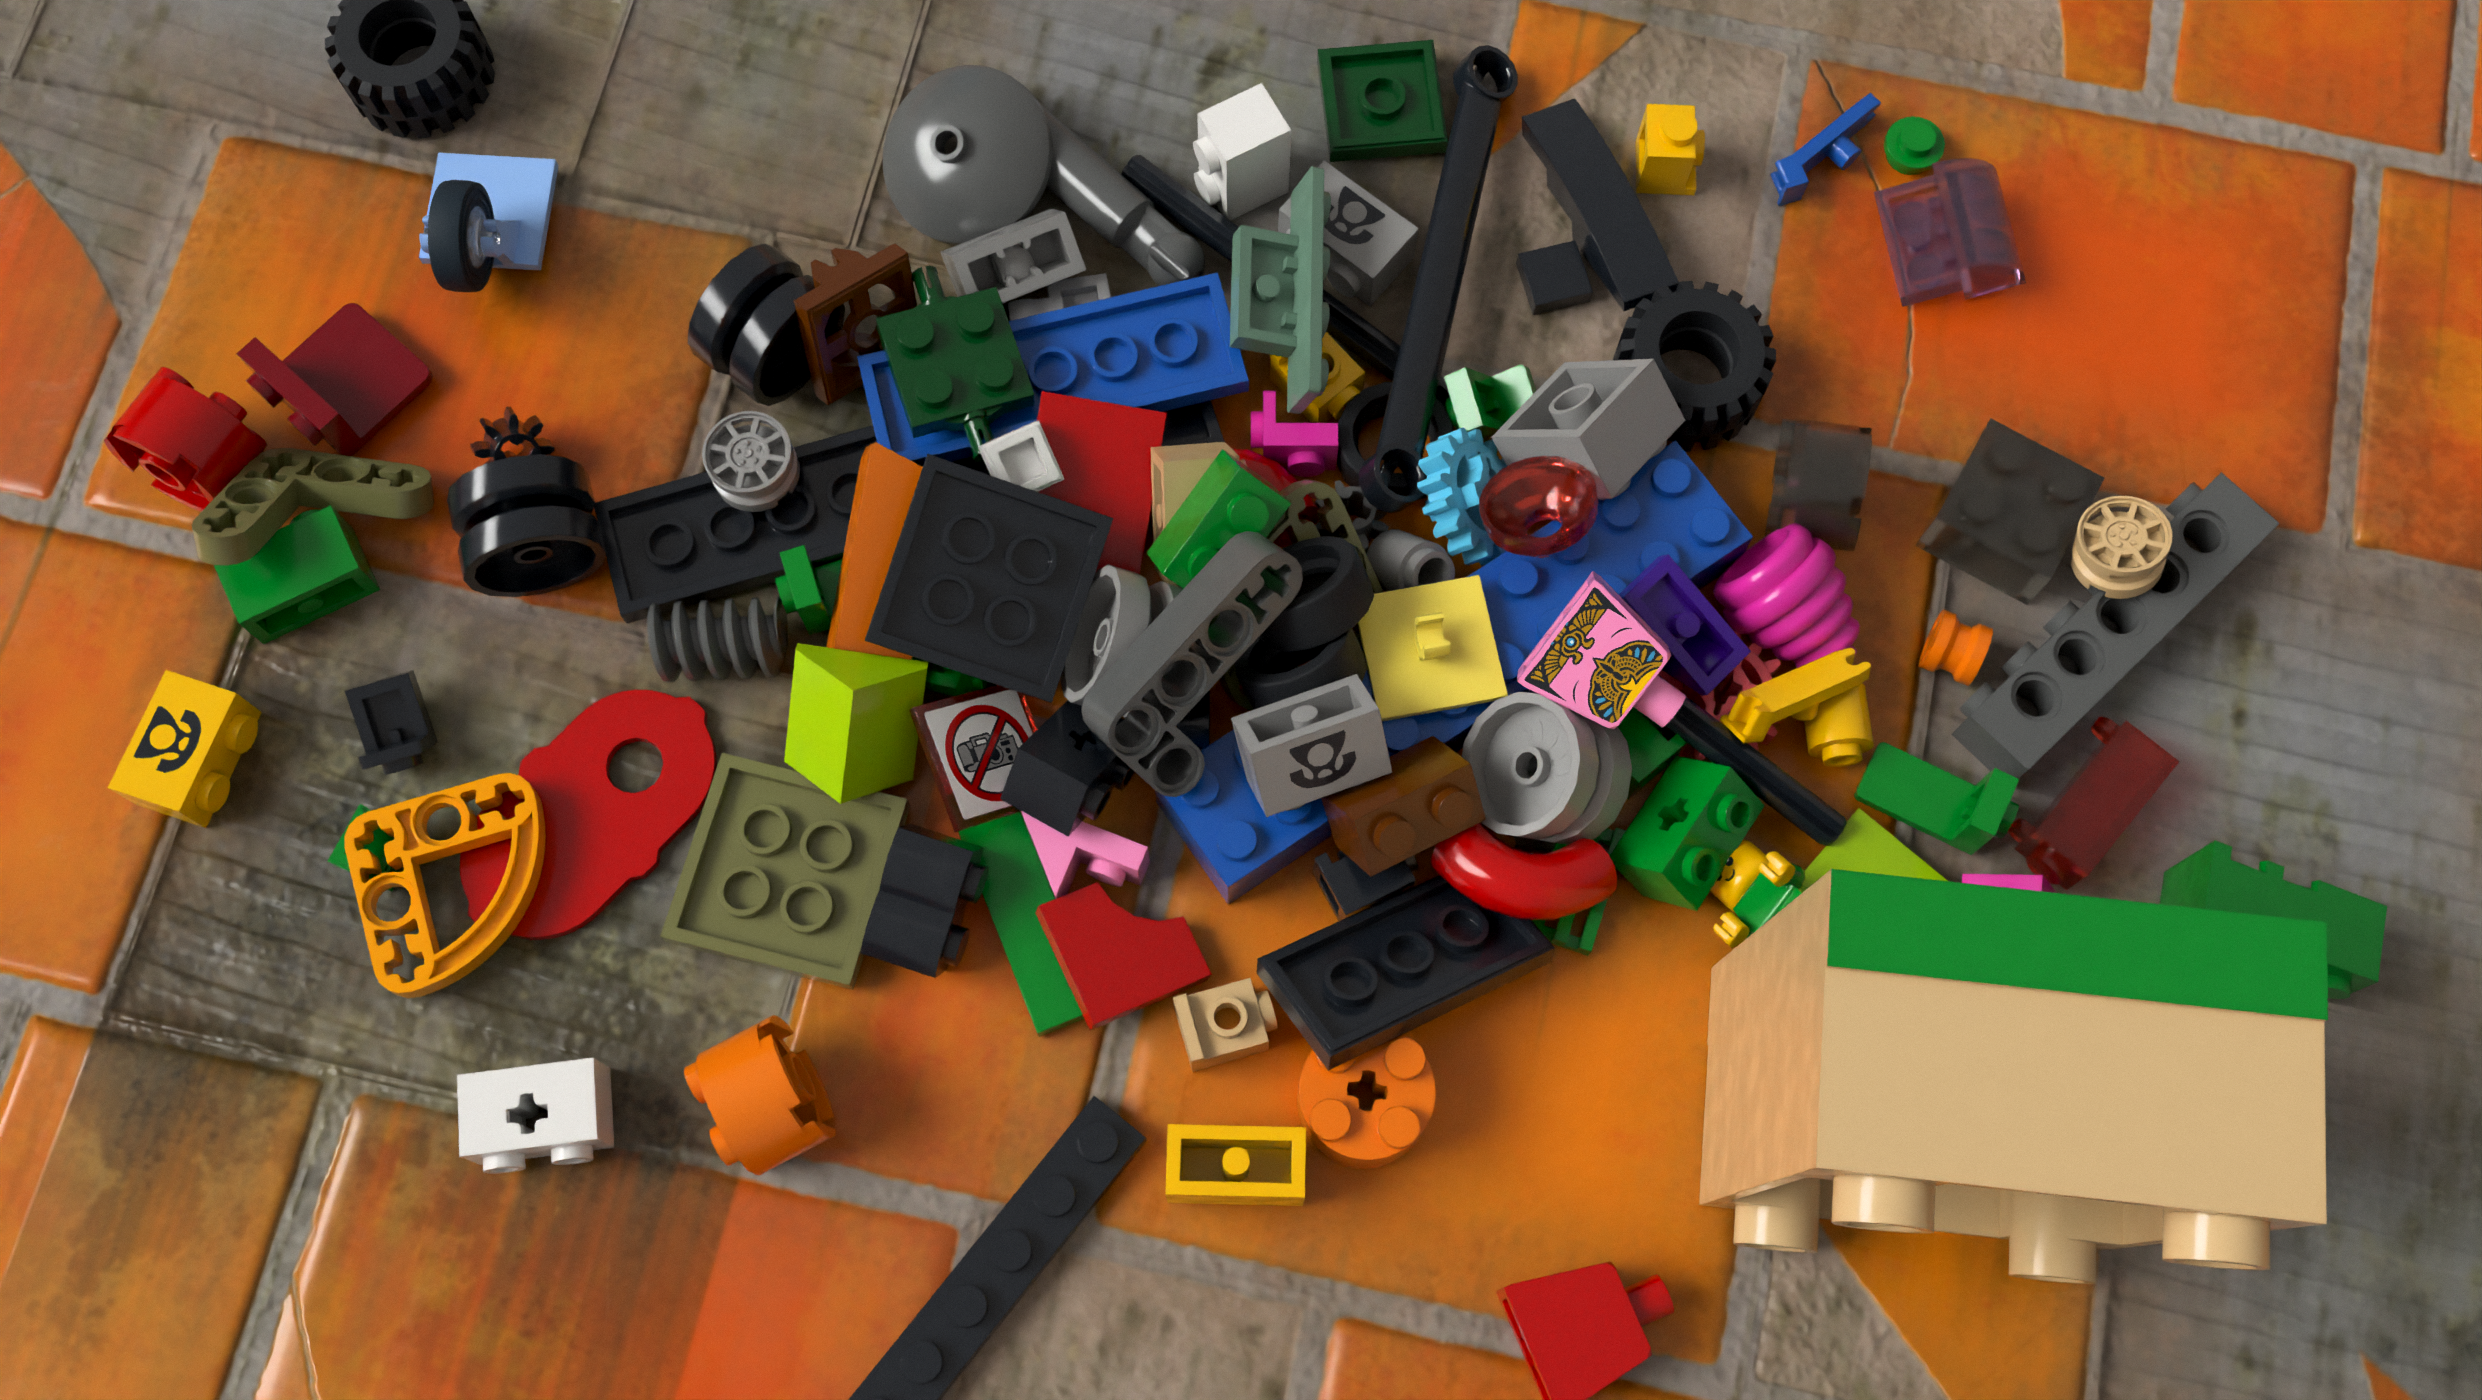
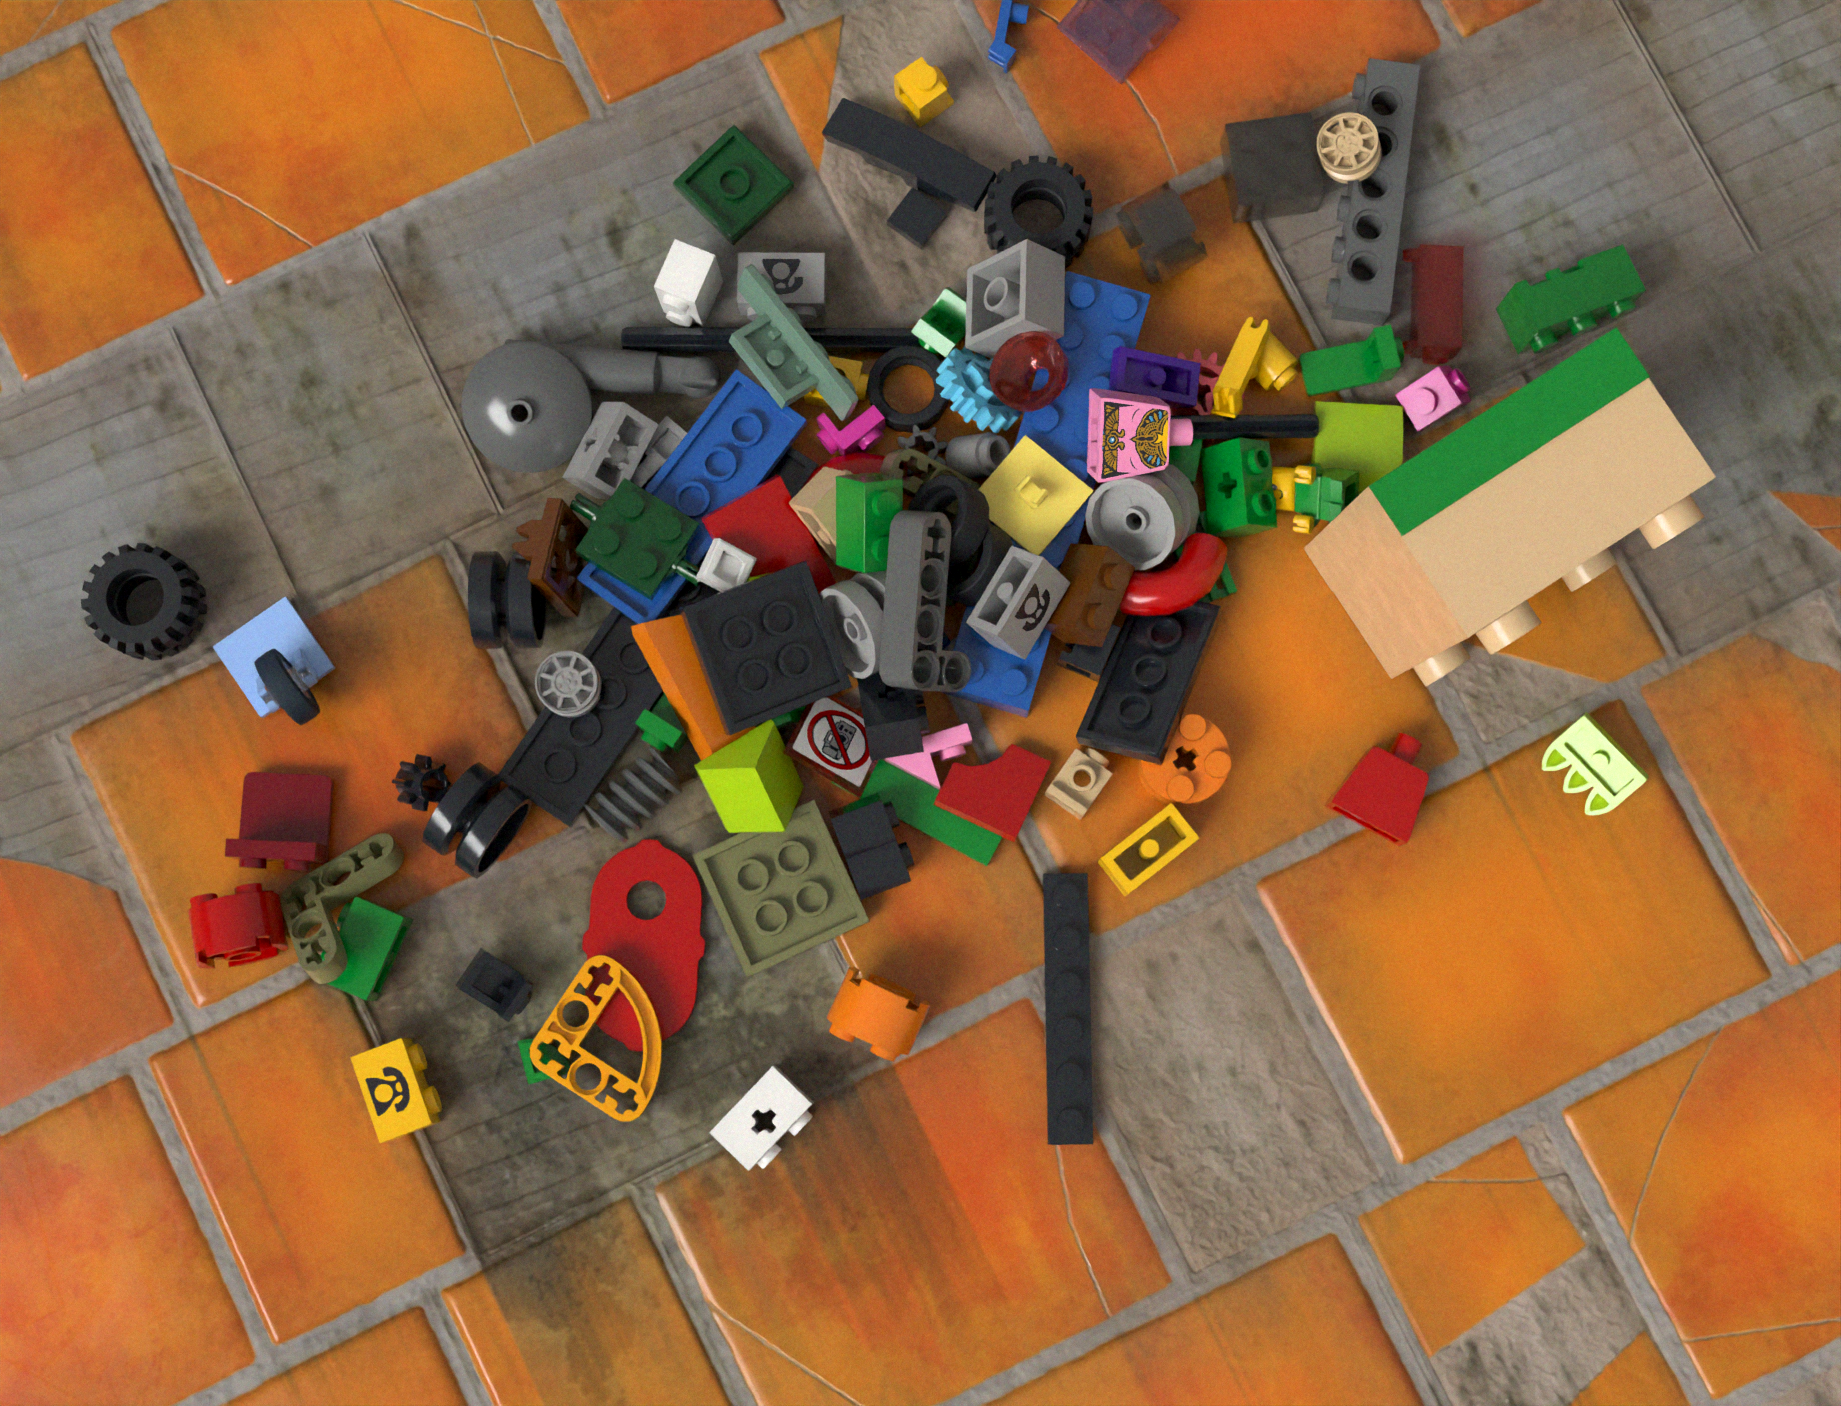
camera: 35 degrees left, 10 degrees up
(1438, 279) = (857, 269): black piece -> none
(1789, 597) = (1193, 312): dark pink piece -> none
(1955, 647) = (1300, 269): orange wheel -> none

